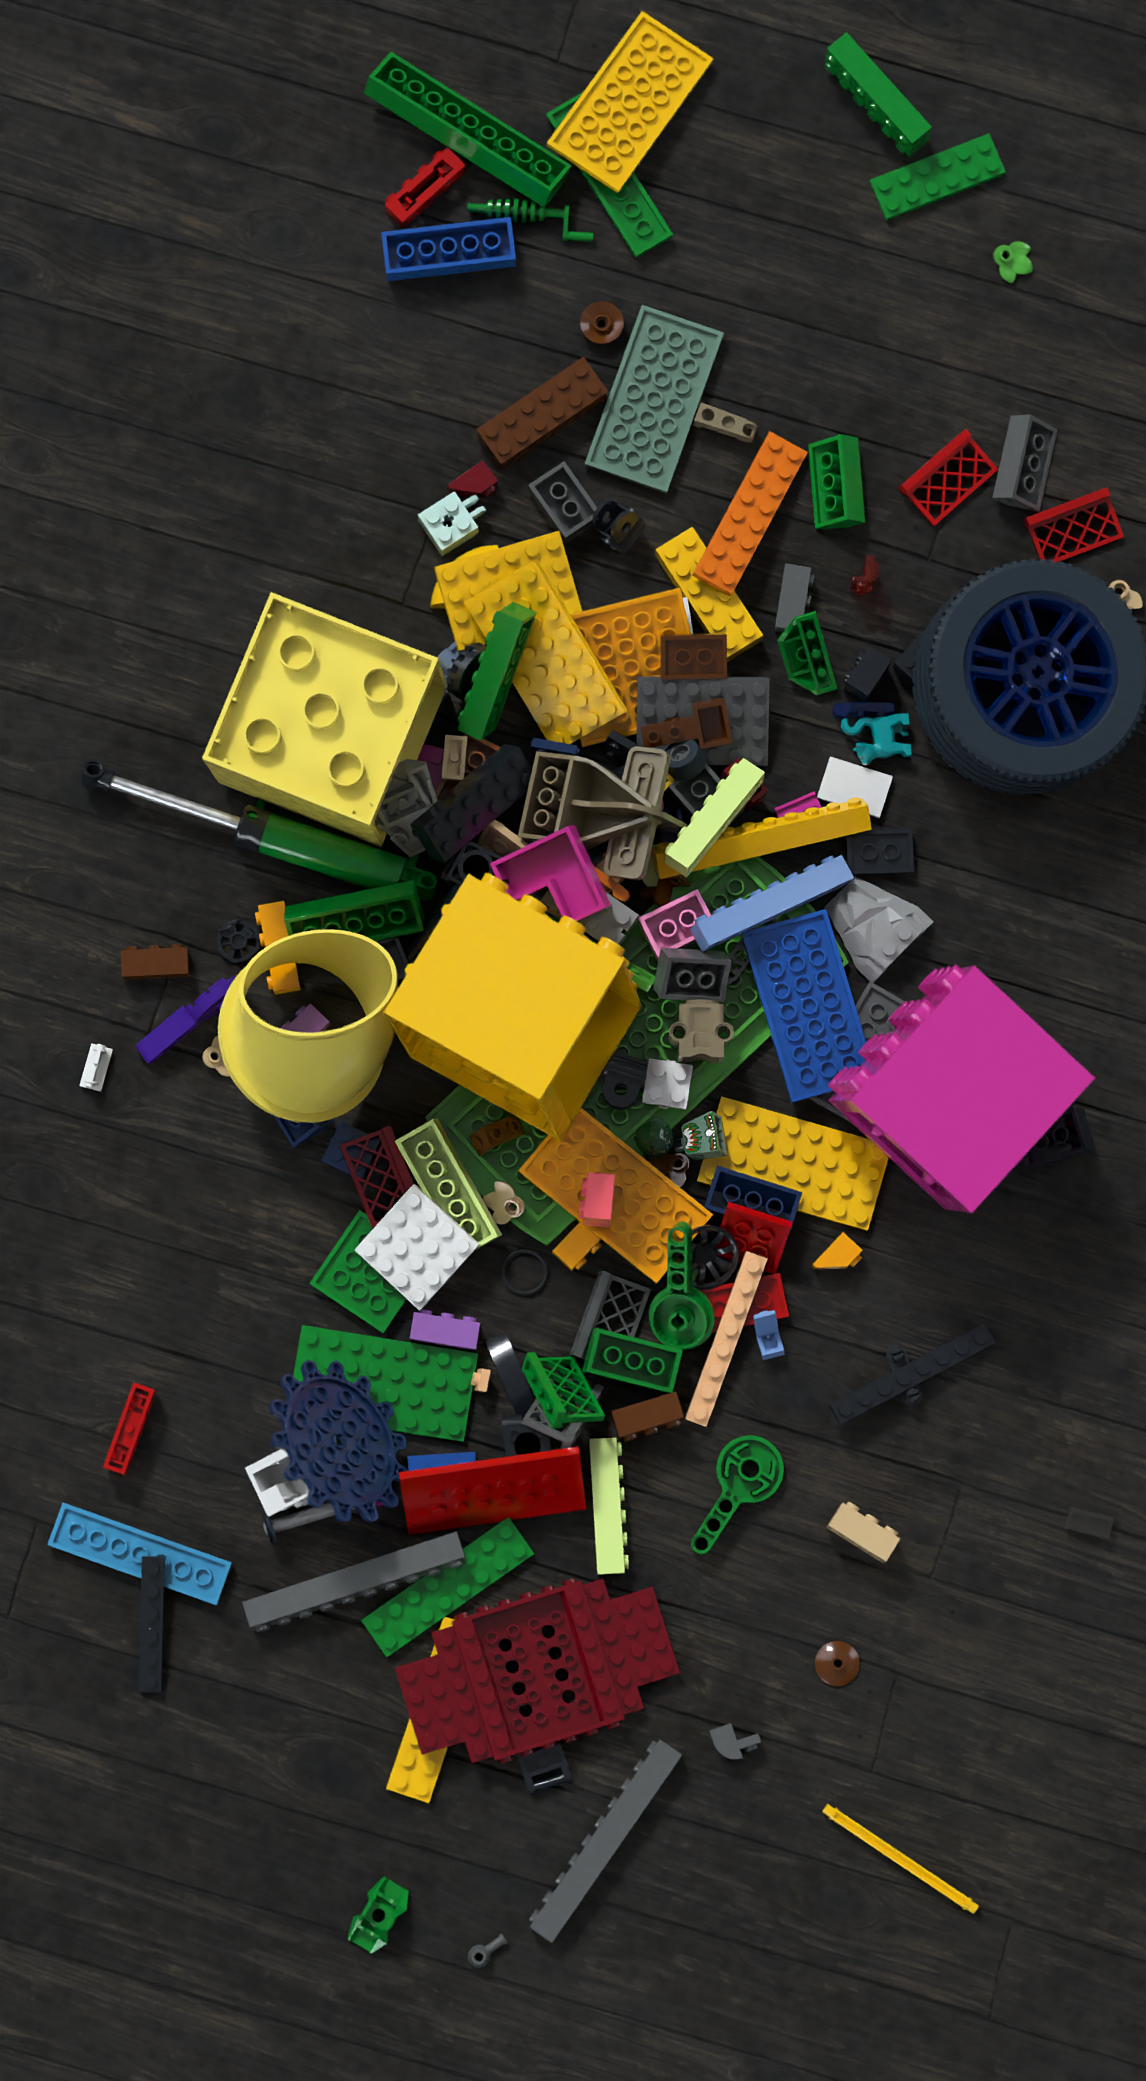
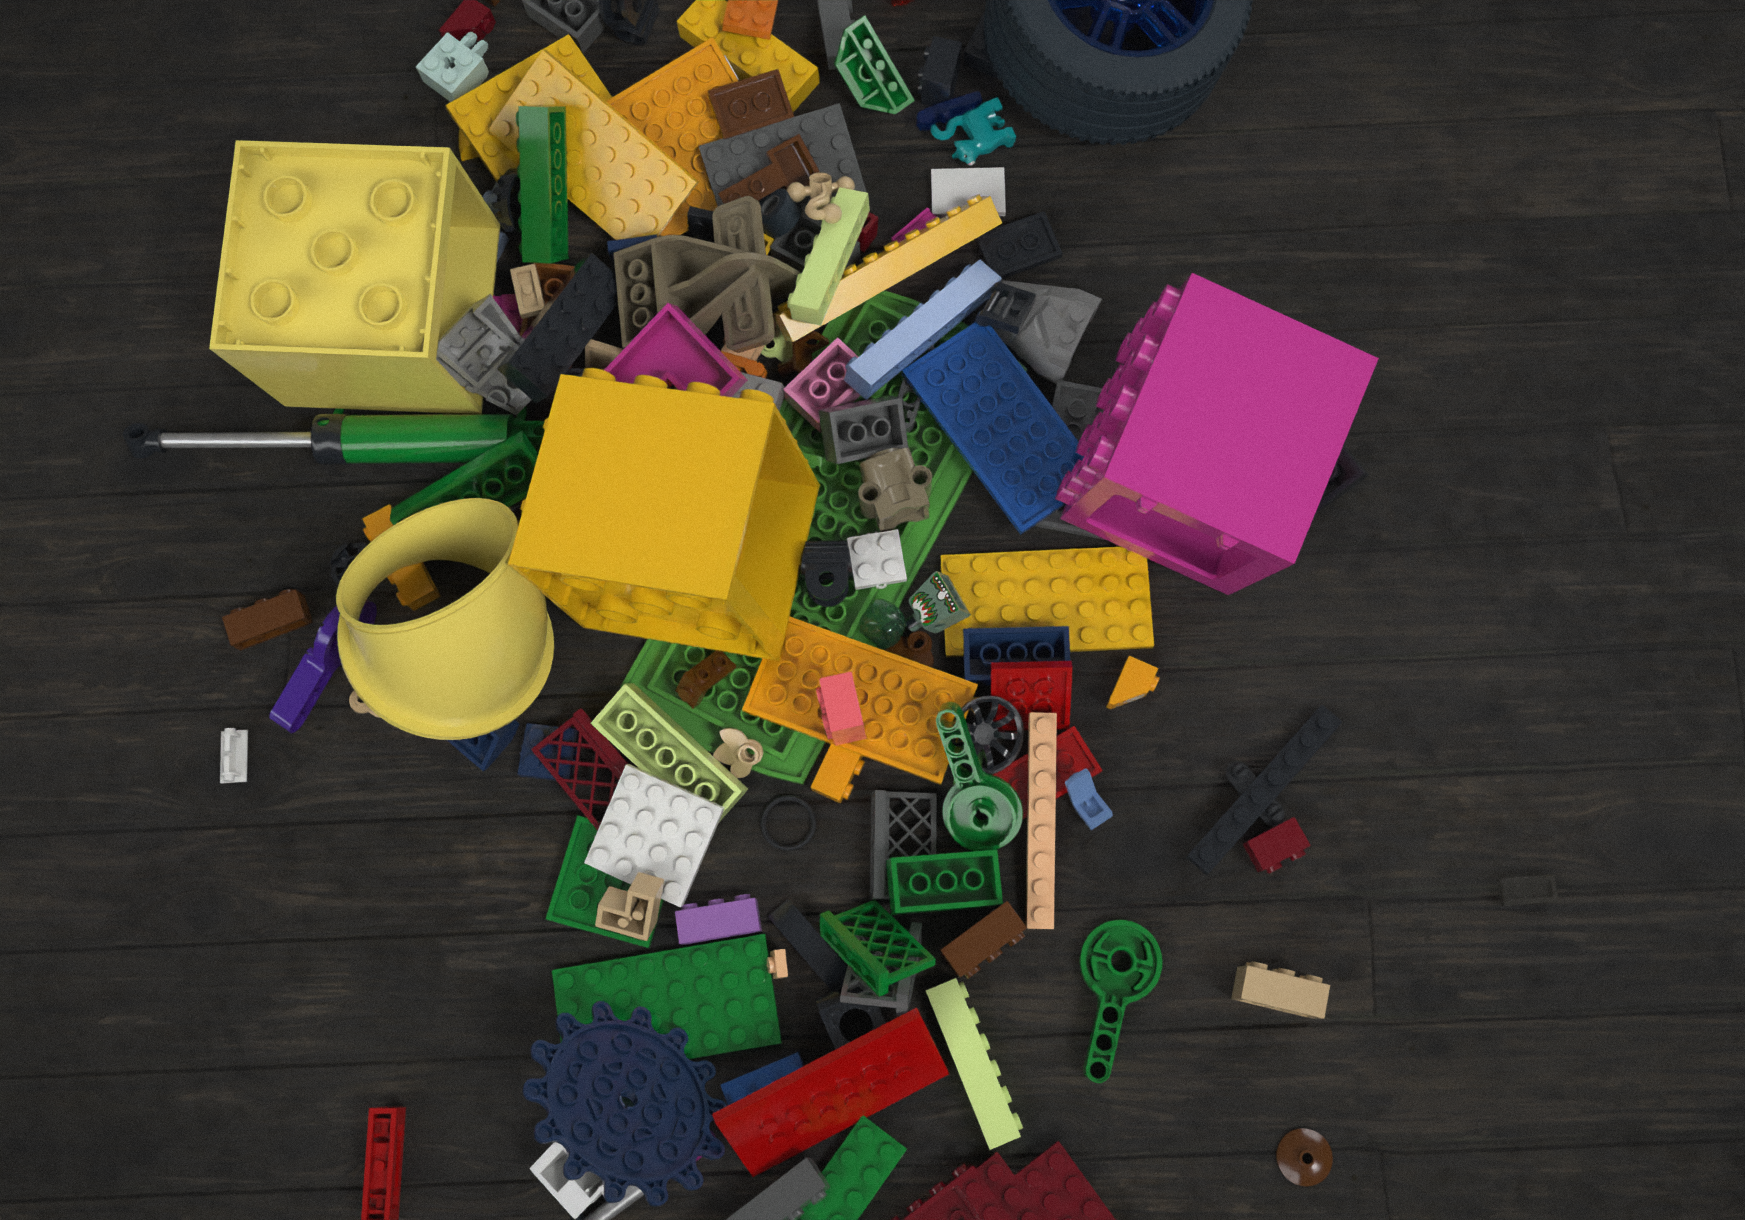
camera: 10 degrees left, 5 degrees down
(382, 1301) = (633, 910): none -> tan brick
(725, 757) = (820, 196): none -> tan piece
(852, 913) = (1013, 312): none -> black plate
(905, 1421) = (1277, 845): none -> dark red brick

